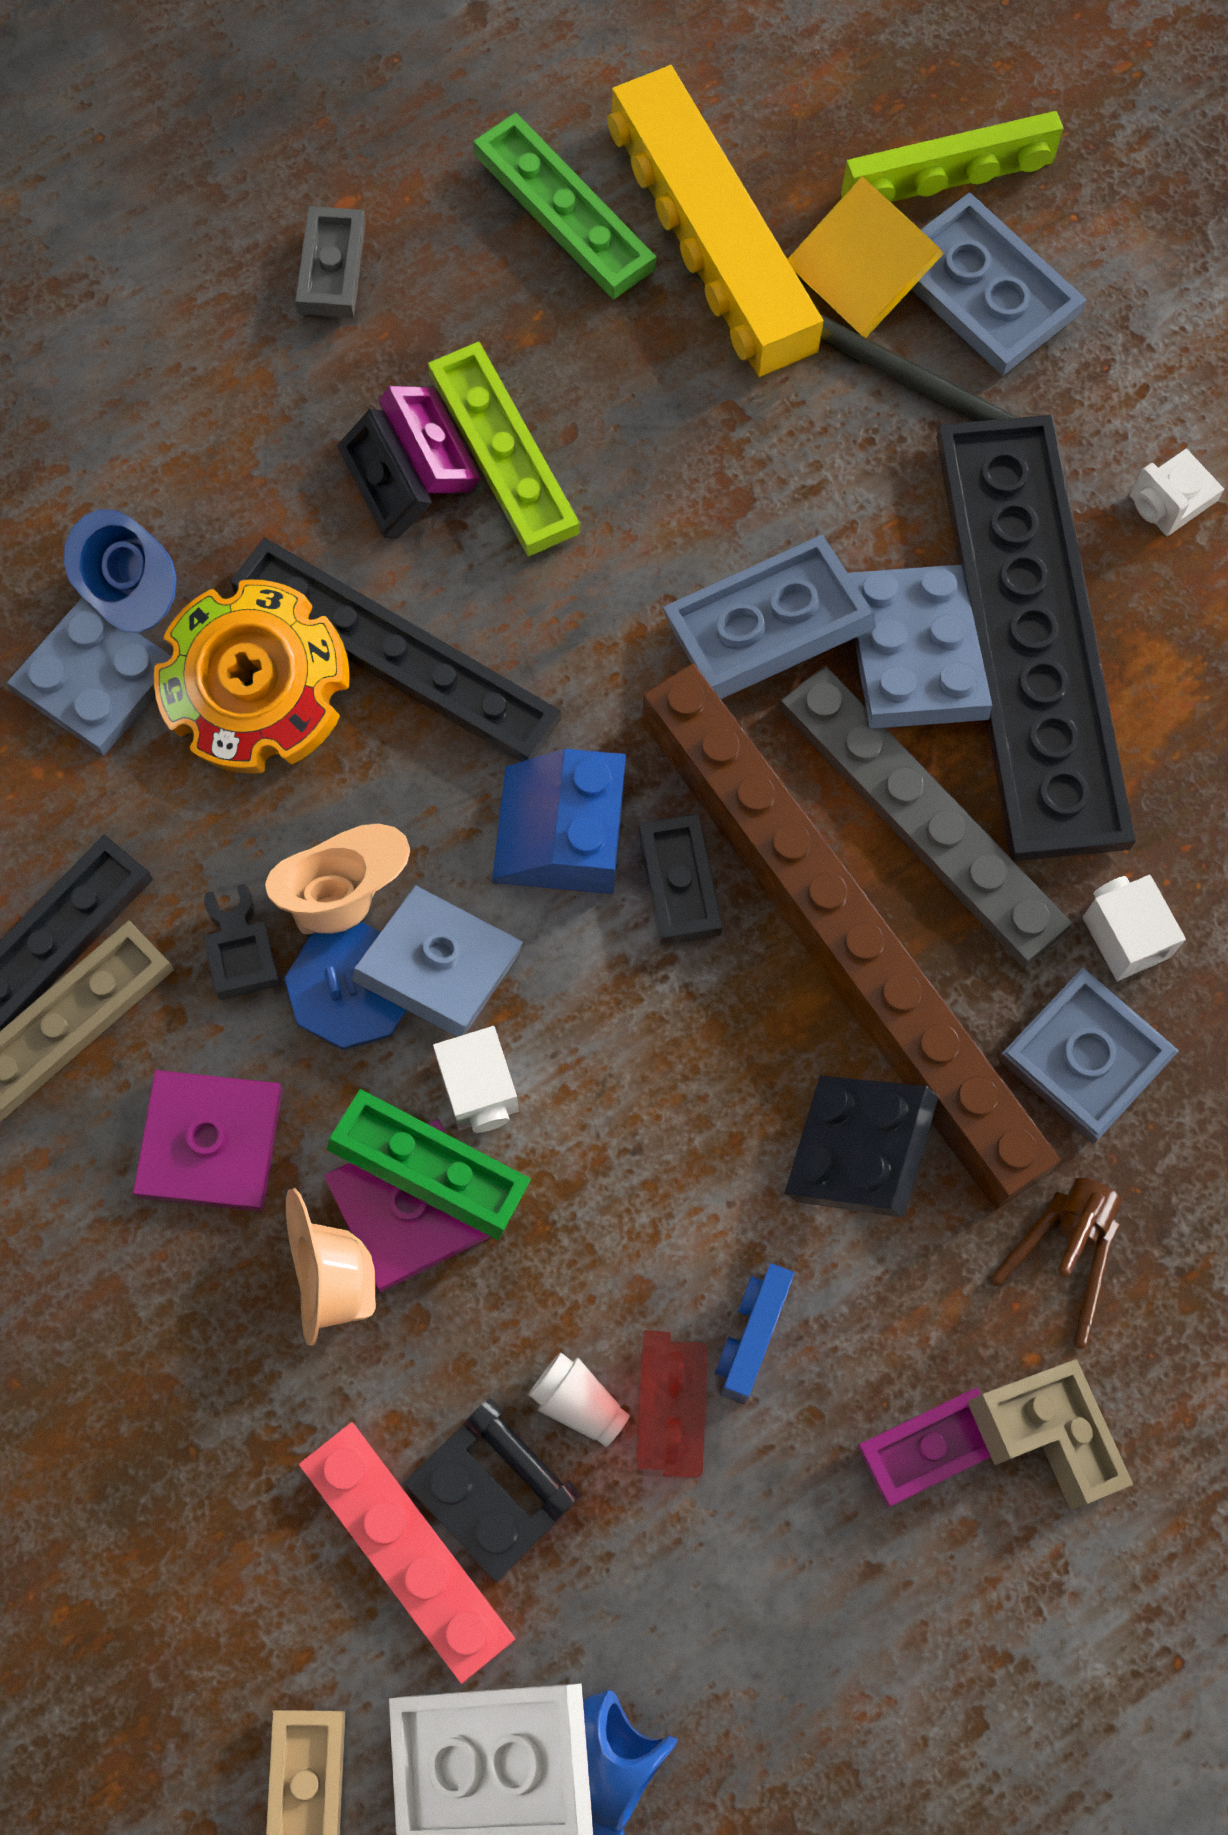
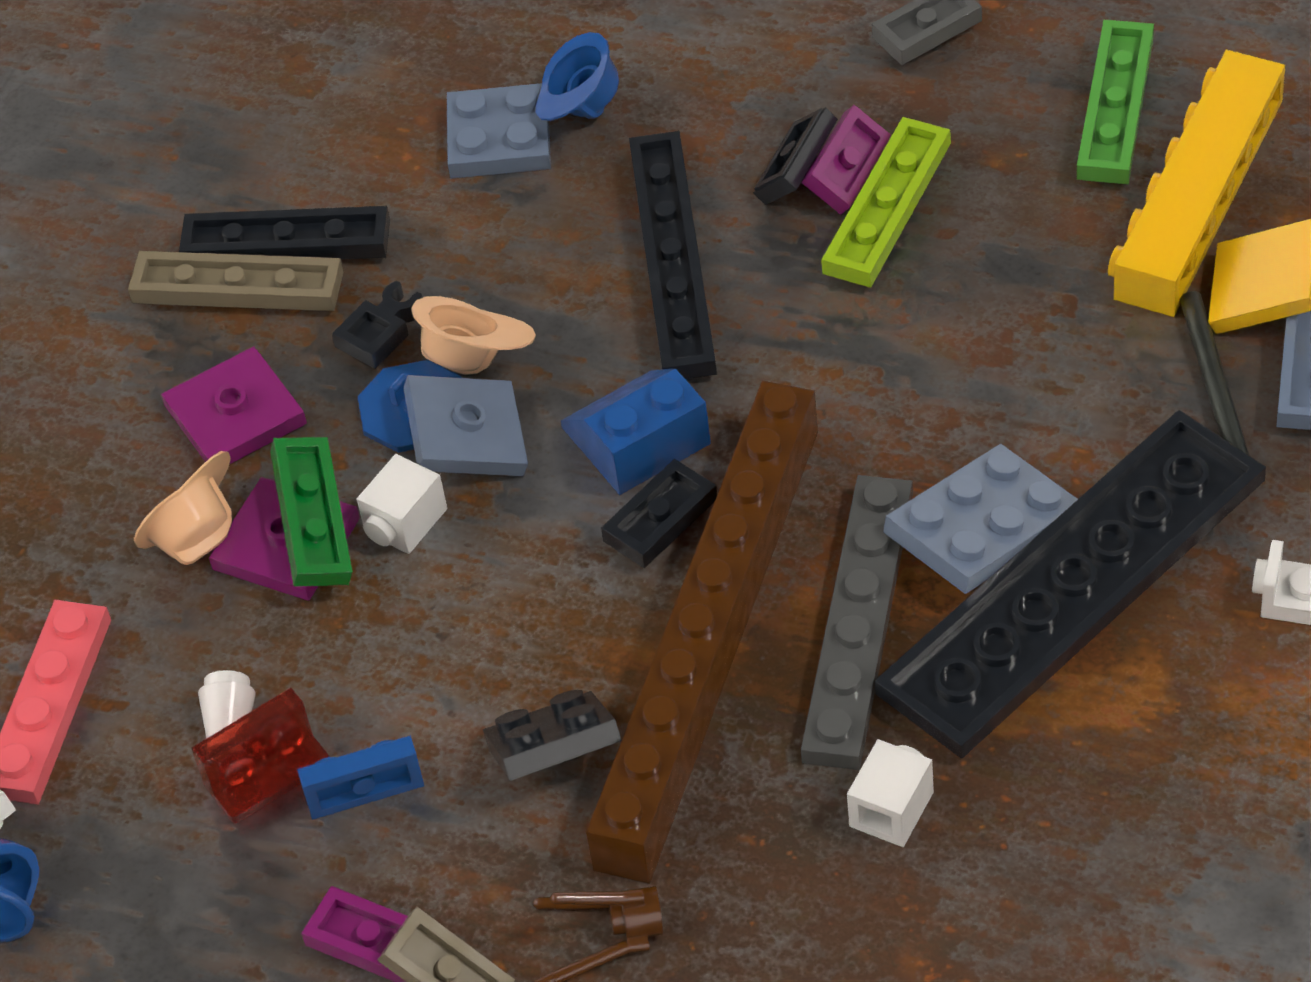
camera: 60 degrees right, 20 degrees down
(212, 659) = (571, 195): light orange piece -> none
(476, 1506) = (109, 711): black plate -> none
(770, 617) = (907, 418): sand blue plate -> none
(1088, 1055) = (762, 836): sand blue plate -> none

